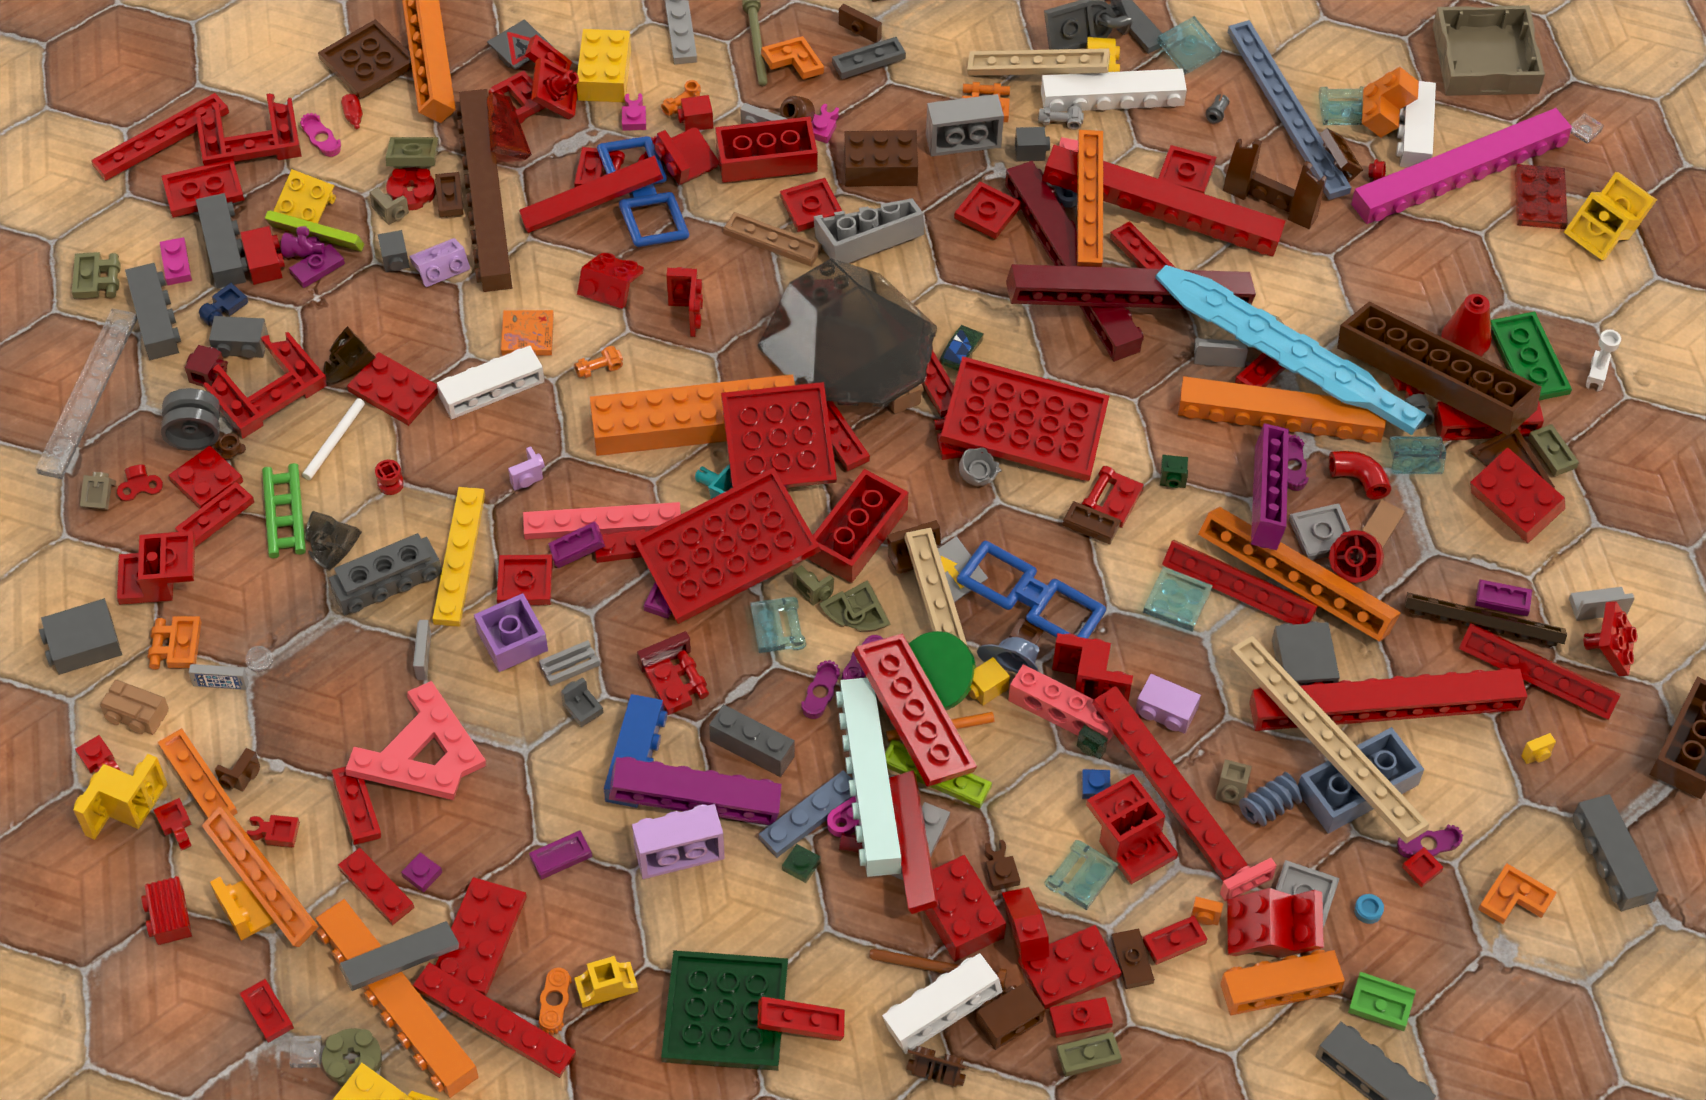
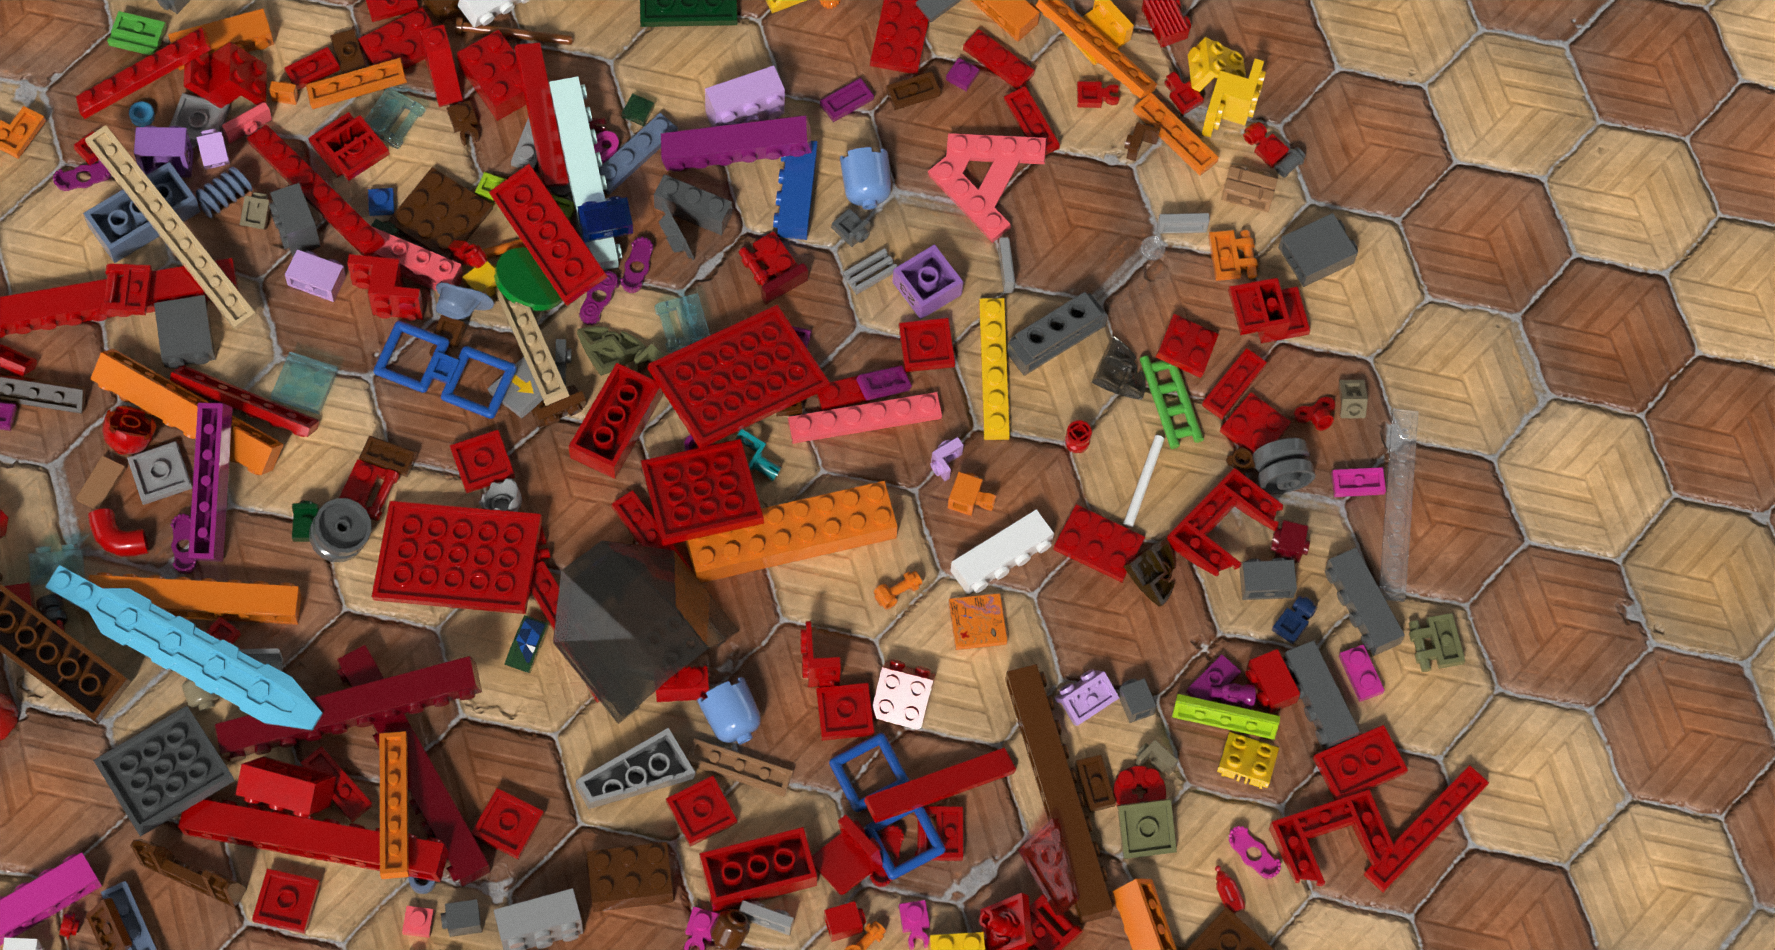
camera: 170 degrees right, 10 degrees up
(78, 735) = (1290, 162): none -> dark grey pin
(120, 414) = (1358, 482): none -> dark pink plate
(127, 841) = (1209, 59): none -> yellow bracket
(252, 553) = (1187, 345): none -> red plate
(482, 853) = (913, 90): none -> reddish brown plate
(512, 435) = (967, 494): none -> orange brick
(555, 748) = (866, 177): none -> medium blue cylinder
(658, 259) = (844, 711): none -> red plate
(772, 699) = (675, 237): none -> dark grey piece
(773, 266) = (731, 712): none -> medium blue cylinder
(850, 704) = (605, 219): none -> clear blue brick
(907, 598) = (562, 357): none -> dark grey plate
(996, 509) = (482, 461): none -> red plate
(1004, 705) = (468, 254): none -> red plate
(1031, 764) = (440, 213): none -> reddish brown plate
(1123, 911) = (356, 83): none -> orange plate
(1140, 445) = (353, 526): none -> dark grey wheel
(1188, 233) = (285, 786): none -> red brick
(1191, 749) = (294, 219): none -> dark grey brick
(1284, 832) = (213, 149): none -> lavender brick
(1301, 264) = (163, 770): none -> dark grey plate
(1340, 840) = (162, 145): none -> medium lavender brick
(1361, 684) = (134, 289): none -> red plate
(1369, 927) = (143, 73): none -> red plate

